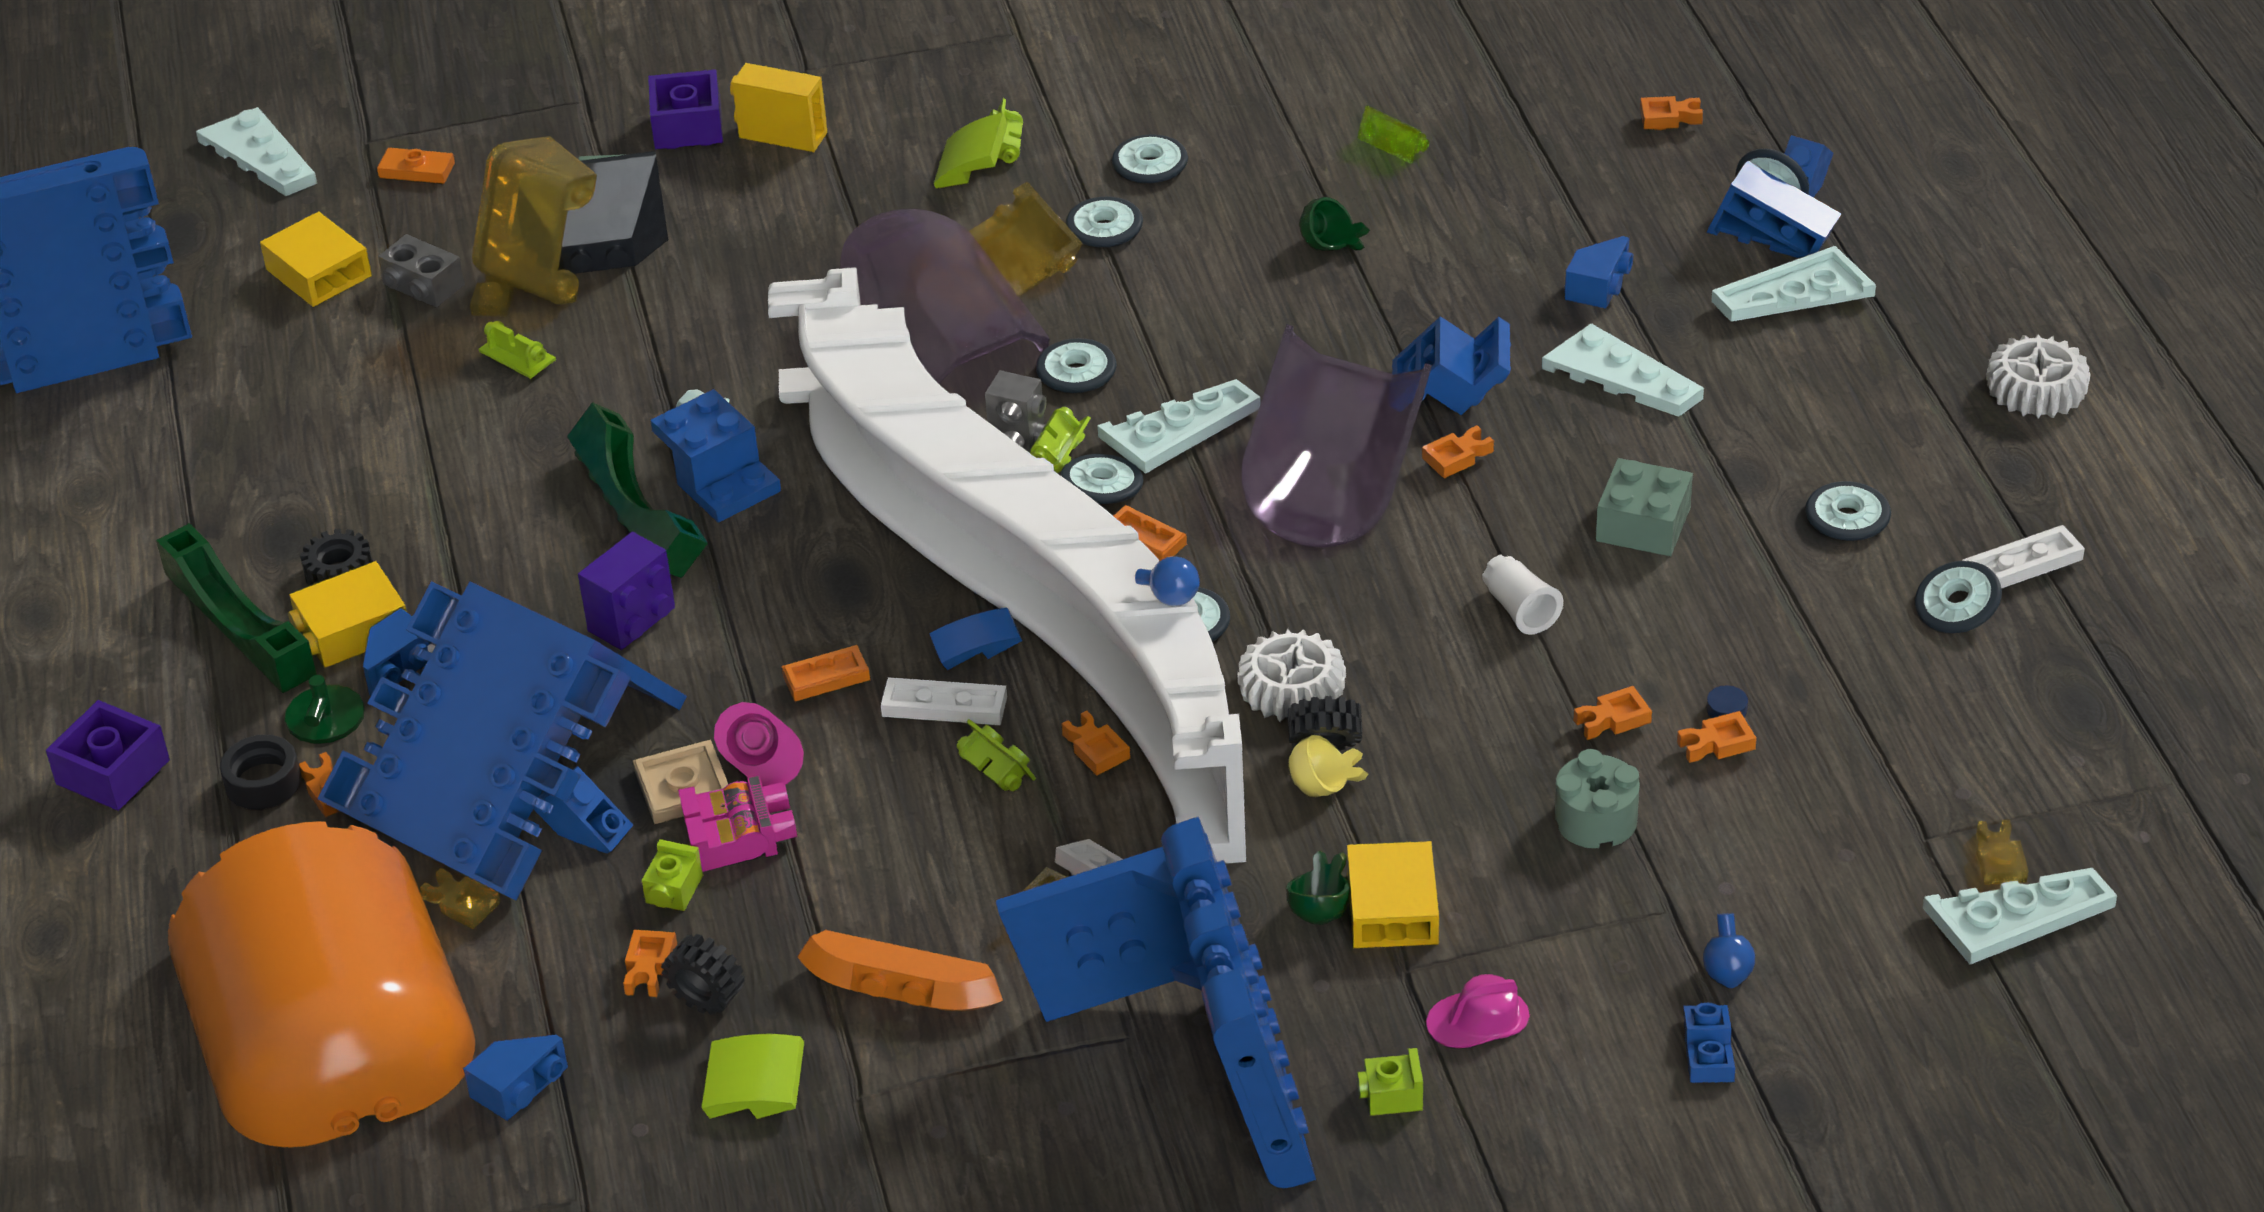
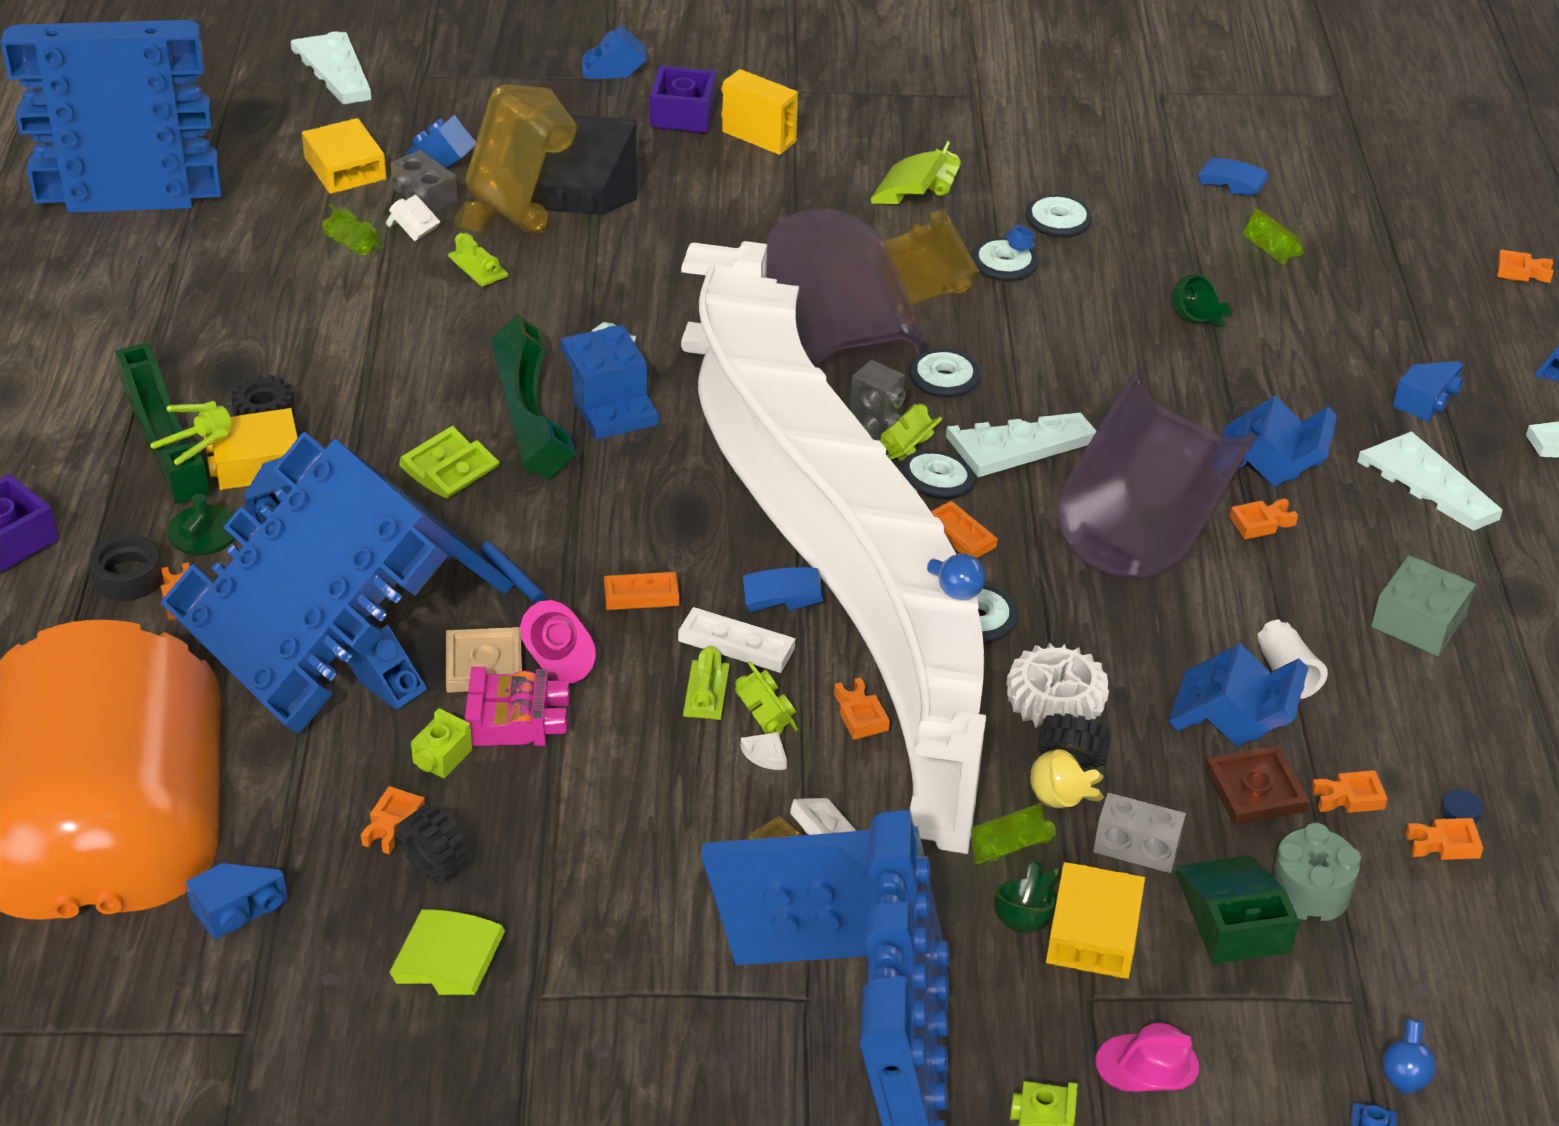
camera: 10 degrees right, 0 degrees up
(299, 595) = (211, 422): none -> lime plant
(371, 348) = (360, 235): none -> clear neon green hinge
(416, 165) = (453, 100): orange plate -> none
(424, 315) = (413, 217): none -> white bracket
(427, 218) = (445, 142): none -> blue slope
(463, 900) = (251, 723): clear yellow plate -> none
(555, 584) = (448, 462): none -> lime slope
(587, 73) = (615, 56): none -> blue slope
(626, 590) = (491, 479): dark purple brick -> none
(683, 685) = (512, 572): none -> blue piece
(900, 972) = (613, 885): orange brick -> none
(927, 755) = (706, 685): none -> lime hinge
(1009, 807) = (765, 751): none -> white tile
(1117, 195) = (1020, 238): none -> blue plate
(1285, 831) = (1010, 833): none -> clear neon green hinge
(1337, 70) = (1239, 176): none -> blue slope
(1413, 800) = (1139, 832): none -> light grey brick
(1479, 641) = (1239, 695): none -> blue bracket
(1518, 727) = (1256, 785): none -> copper plate
(1530, 851) = (1238, 909): none -> dark green slope

